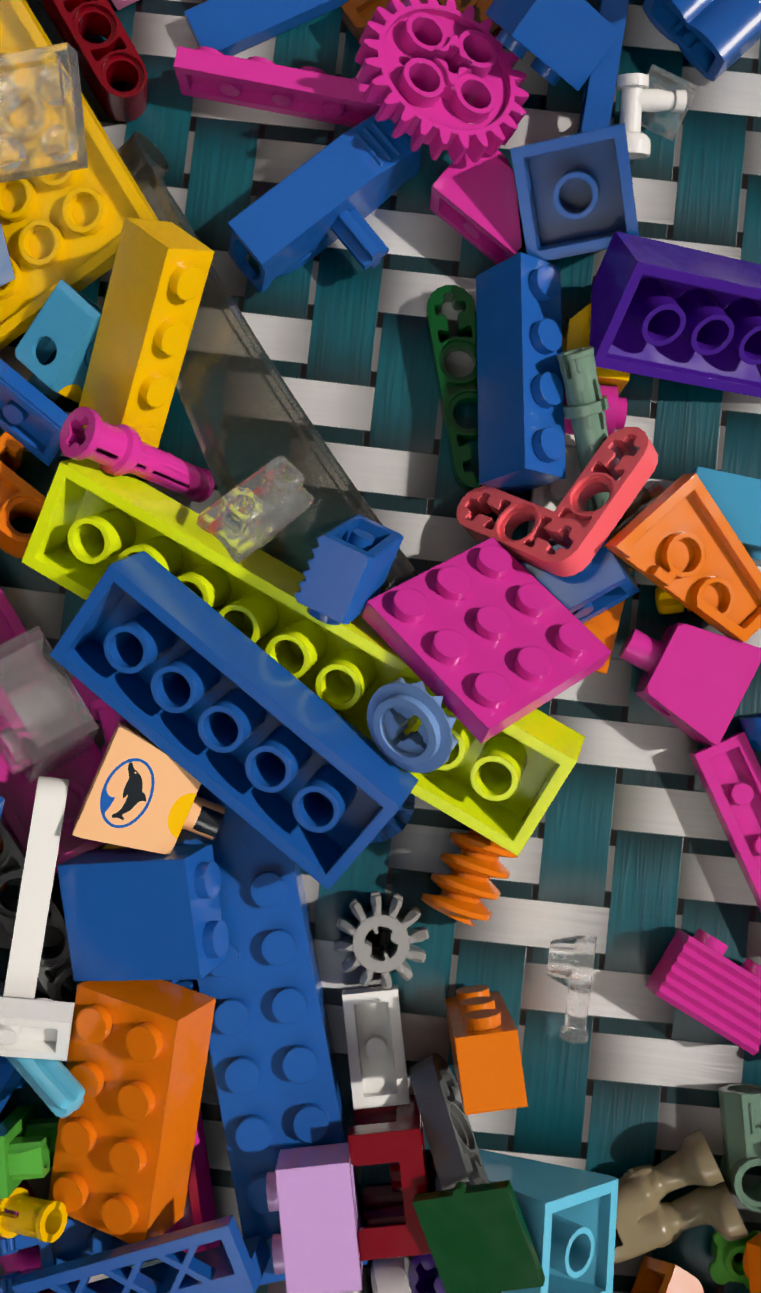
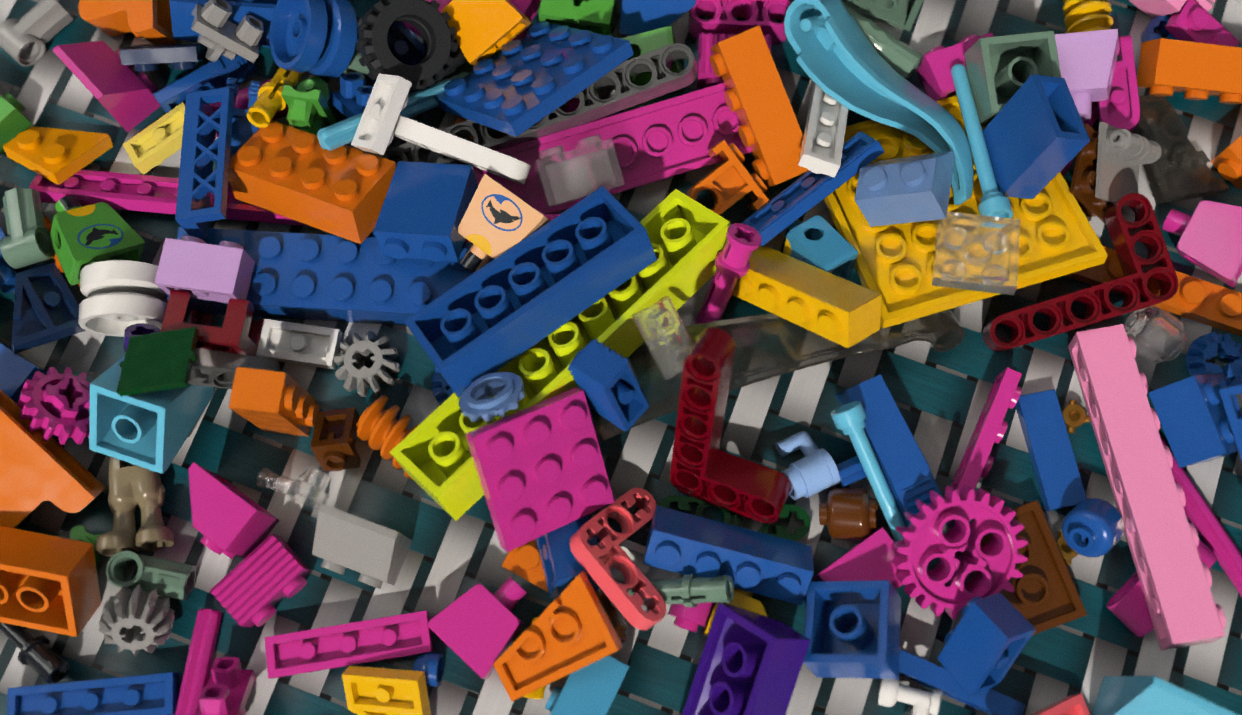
camera: 105 degrees right, 10 degrees down
(303, 245) = (851, 421): none -> medium azure piece
(381, 300) = (813, 472): none -> light blue piece
(403, 438) = (697, 462): none -> dark red beam
(420, 237) = (849, 513): none -> reddish brown head
(496, 949) = (335, 439): none -> reddish brown bracket
(637, 869) = (360, 546): none -> light grey slope
(646, 1069) = (226, 515): none -> dark pink slope

